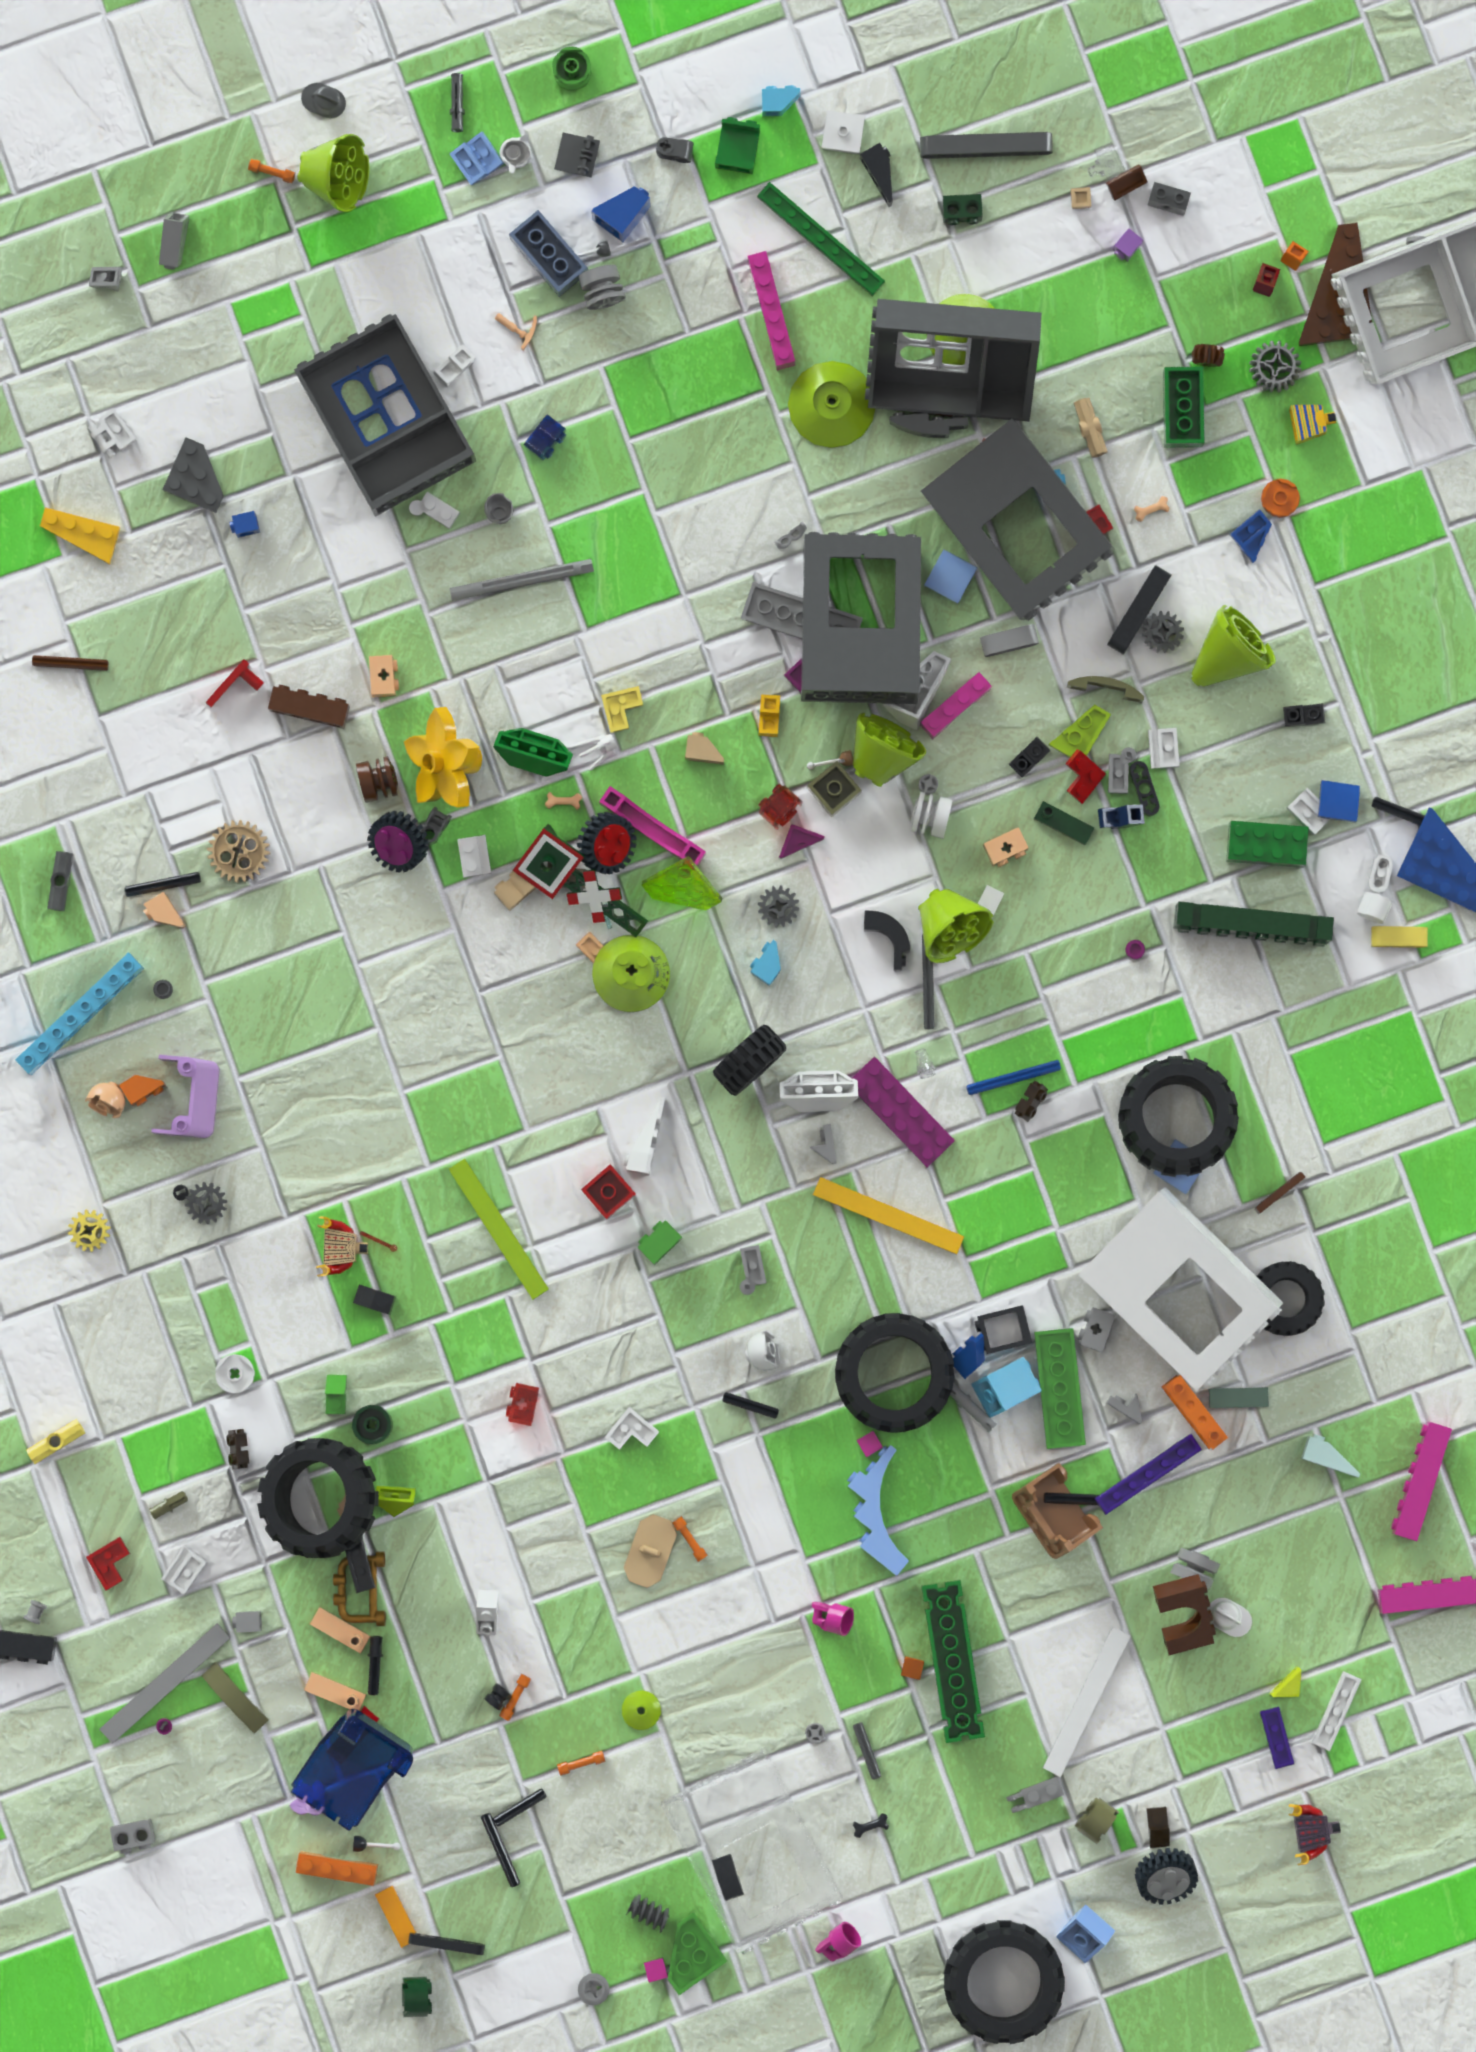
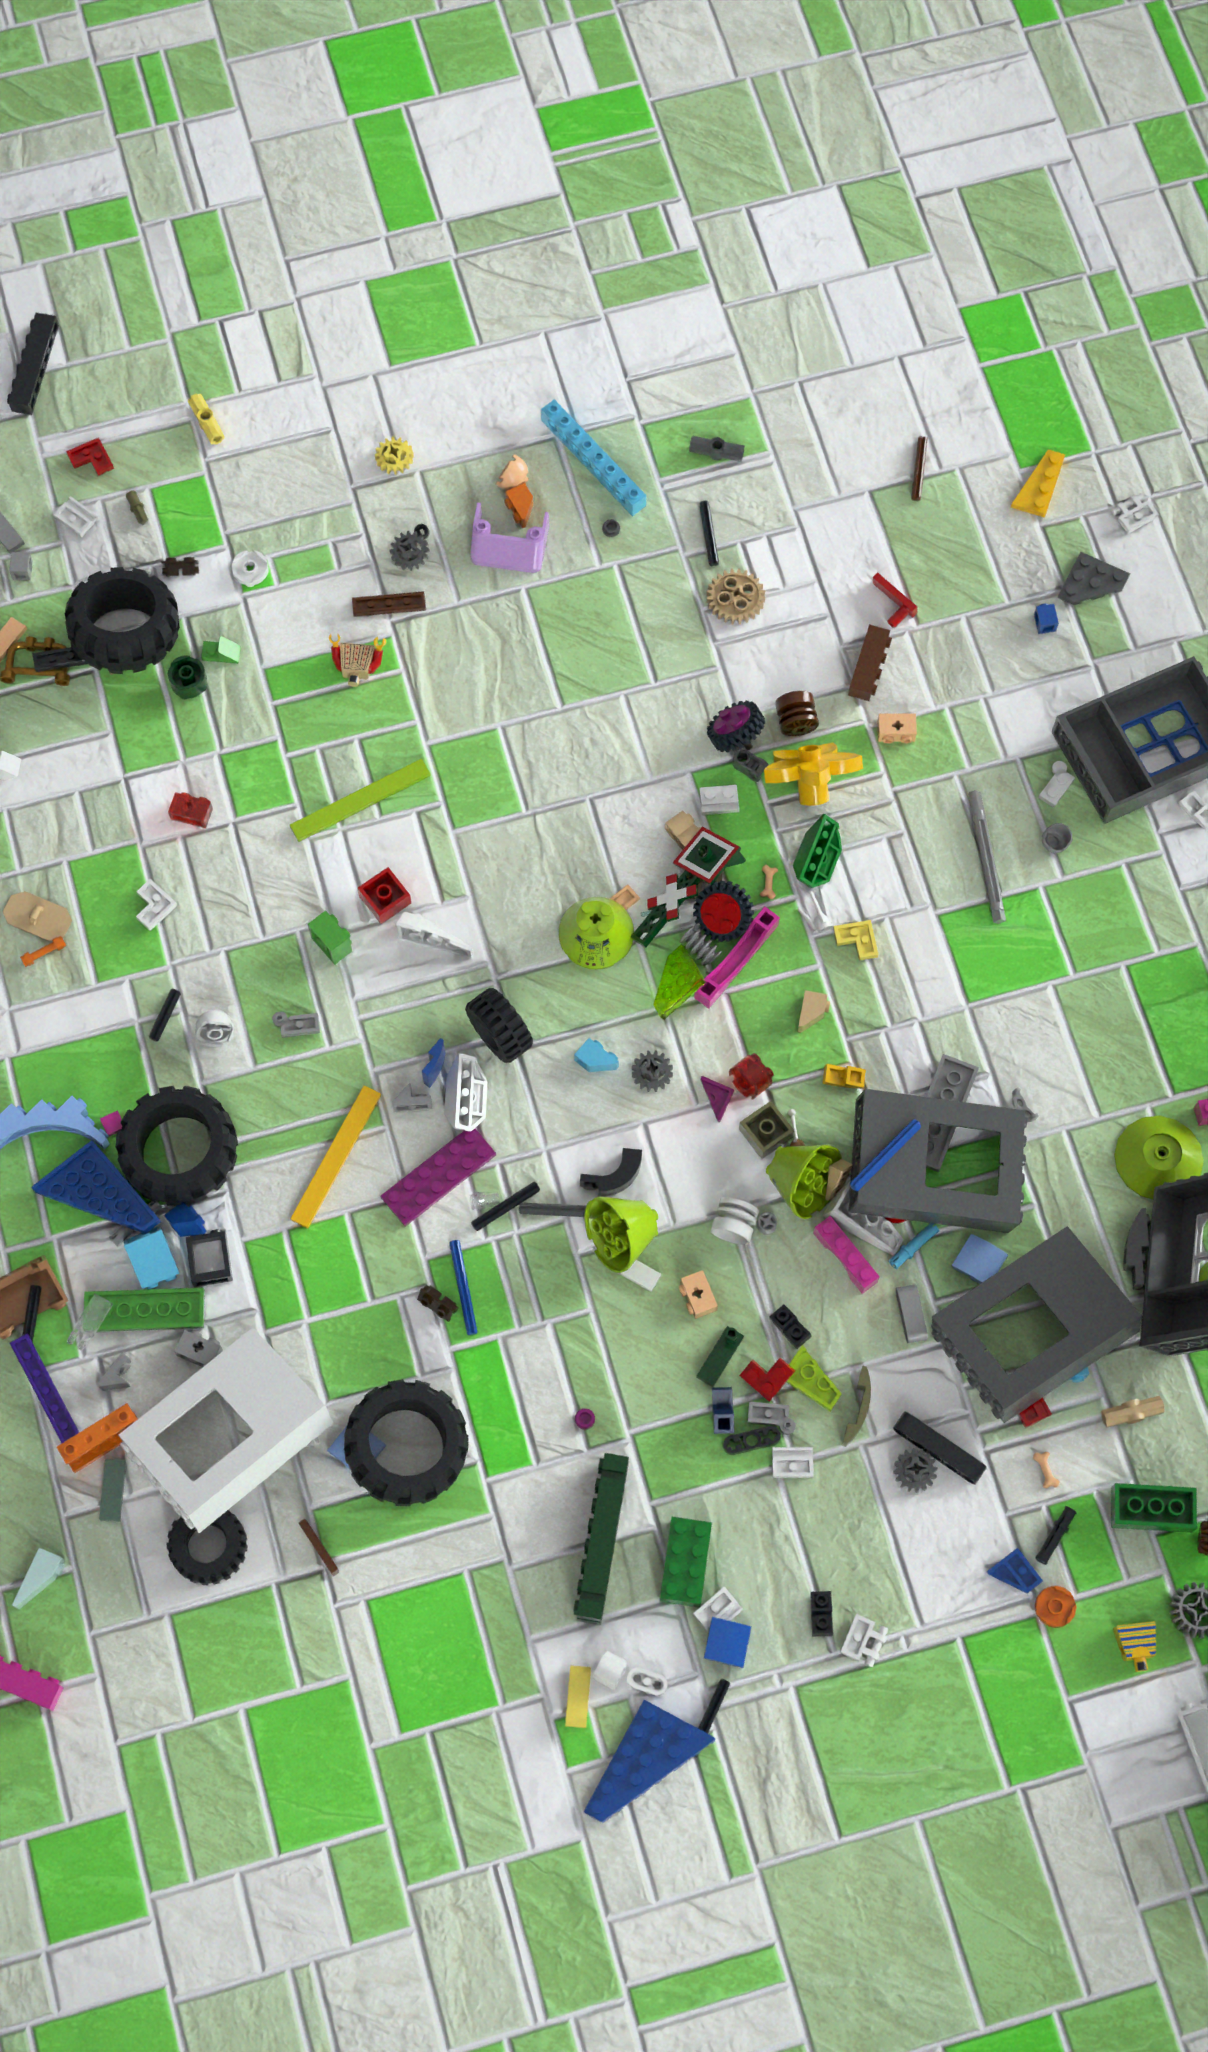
camera: 90 degrees right, 15 degrees down
(35, 1611) = (55, 396): light grey bush -> none
(163, 911) = (684, 530): light nougat slope -> none
(267, 1220) = (388, 604): none -> reddish brown tile
(374, 1299) = (303, 689): black slope -> none
(393, 1247) = (352, 708): clear red hinge -> none
(395, 1499) = (117, 694): lime slope -> none
(545, 438) = (1126, 885): clear blue brick -> none
(642, 864) = (700, 946): none -> light grey piece
(783, 1121) = (433, 1068): none -> blue slope
(868, 666) = (874, 1166): none -> blue axle
(881, 716) = (837, 1177): none -> tan slope
(927, 1042) = (505, 1206): none -> black axle
(939, 1451) = (97, 1187): none -> blue wing
(941, 641) = (907, 1251): none -> medium azure pin
(1076, 1438) = (90, 1320): none -> clear hinge
(1214, 498) = (1060, 1527): none -> black pin
(1231, 650) = (895, 1538): lime cone -> none
(1323, 679) = (857, 1639): none -> white plate

